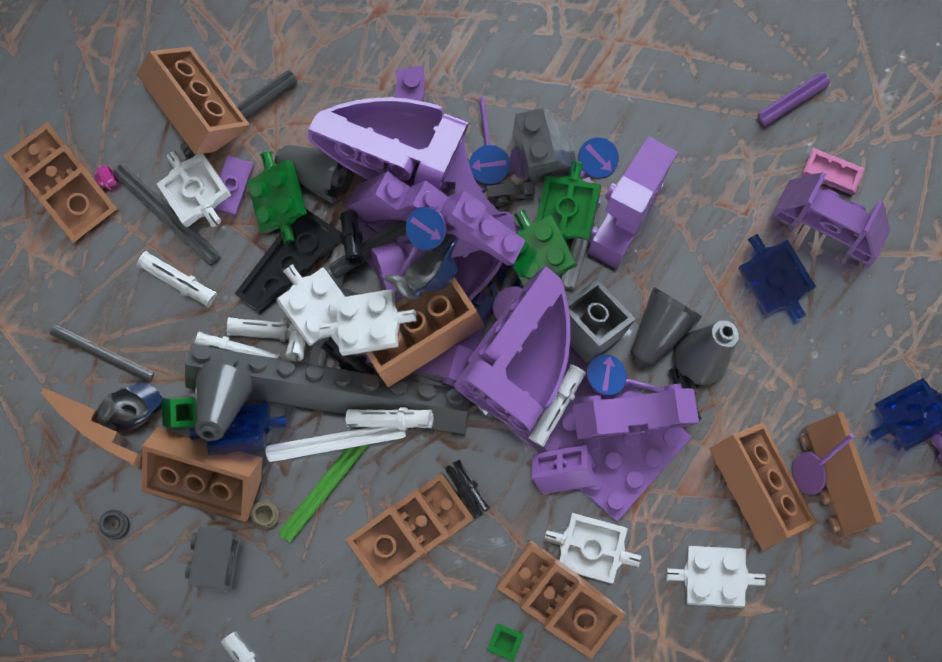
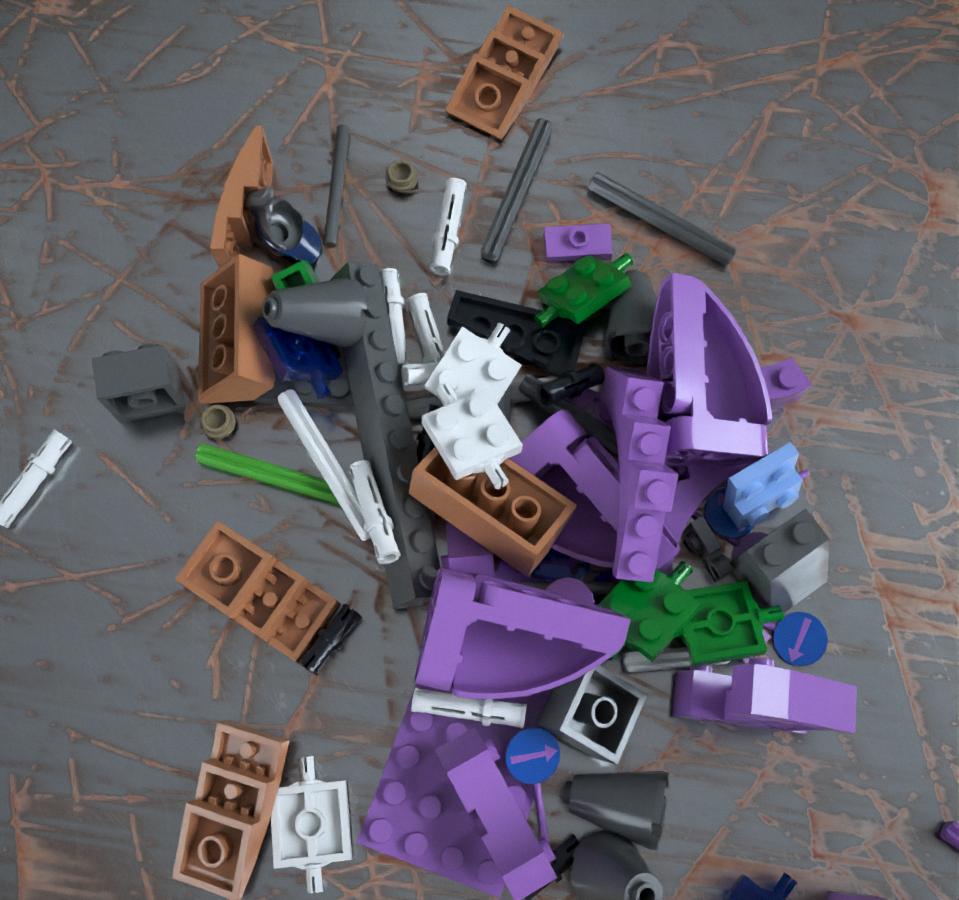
camera: 65 degrees right, 5 degrees down
(105, 177) = (528, 113): dark pink plate -> none
(105, 520) = (149, 260): dark grey plate -> none
(116, 299) = (401, 175): none -> dark tan plate
(192, 99) = (654, 160): nougat slope -> none
(193, 189) = (554, 202): white plate -> none
(425, 231) = (606, 452): blue piece -> none
(430, 273) = (559, 481): hair -> none
(485, 135) = (763, 487): none -> light blue plate
(505, 642) = (157, 759): green plate -> none
(563, 469) = (393, 747): medium lavender hinge -> none

